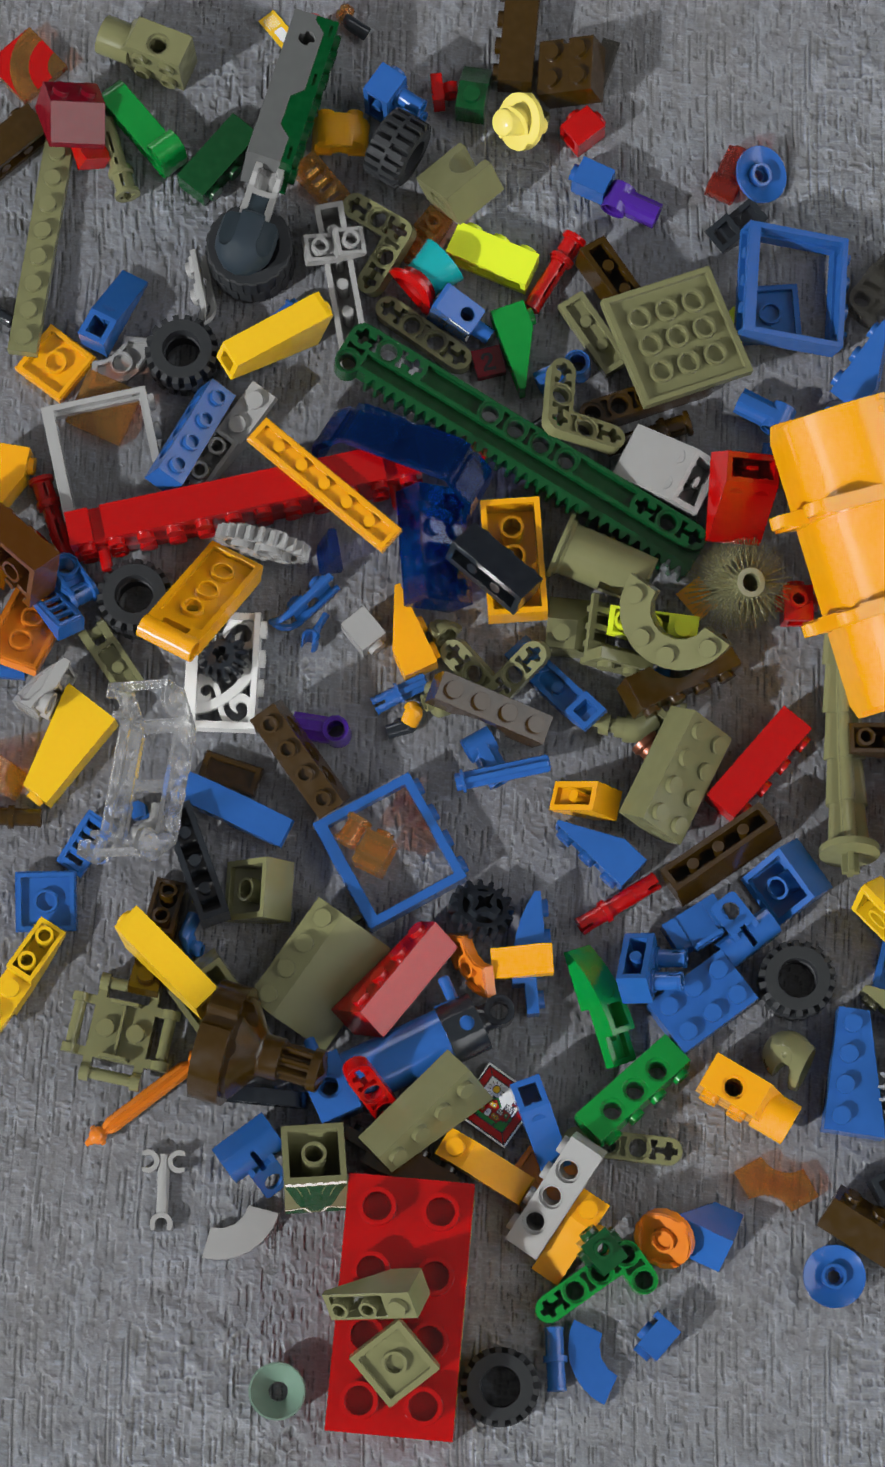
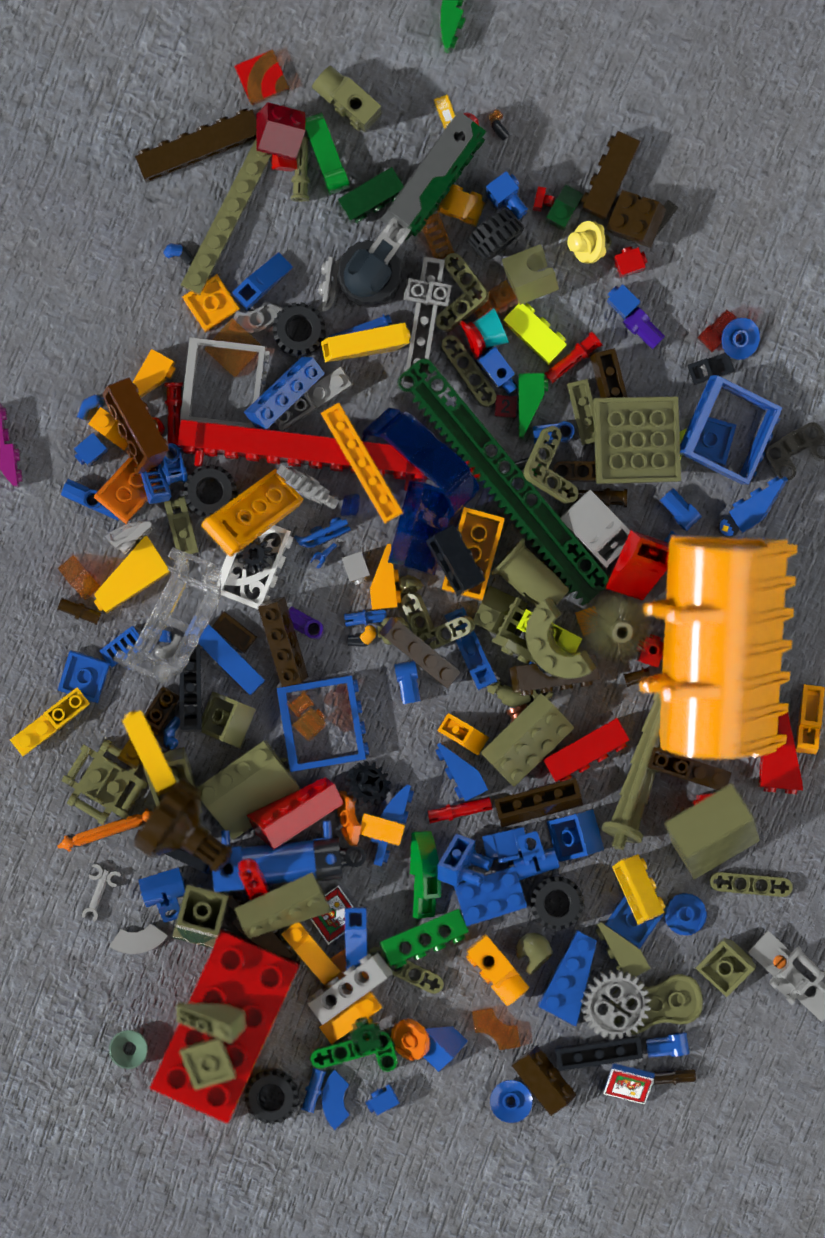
camera: 15 degrees right, 10 degrees up
(502, 772) = (413, 698): blue axle -> none
(790, 646) = (636, 676): none -> dark brown pin

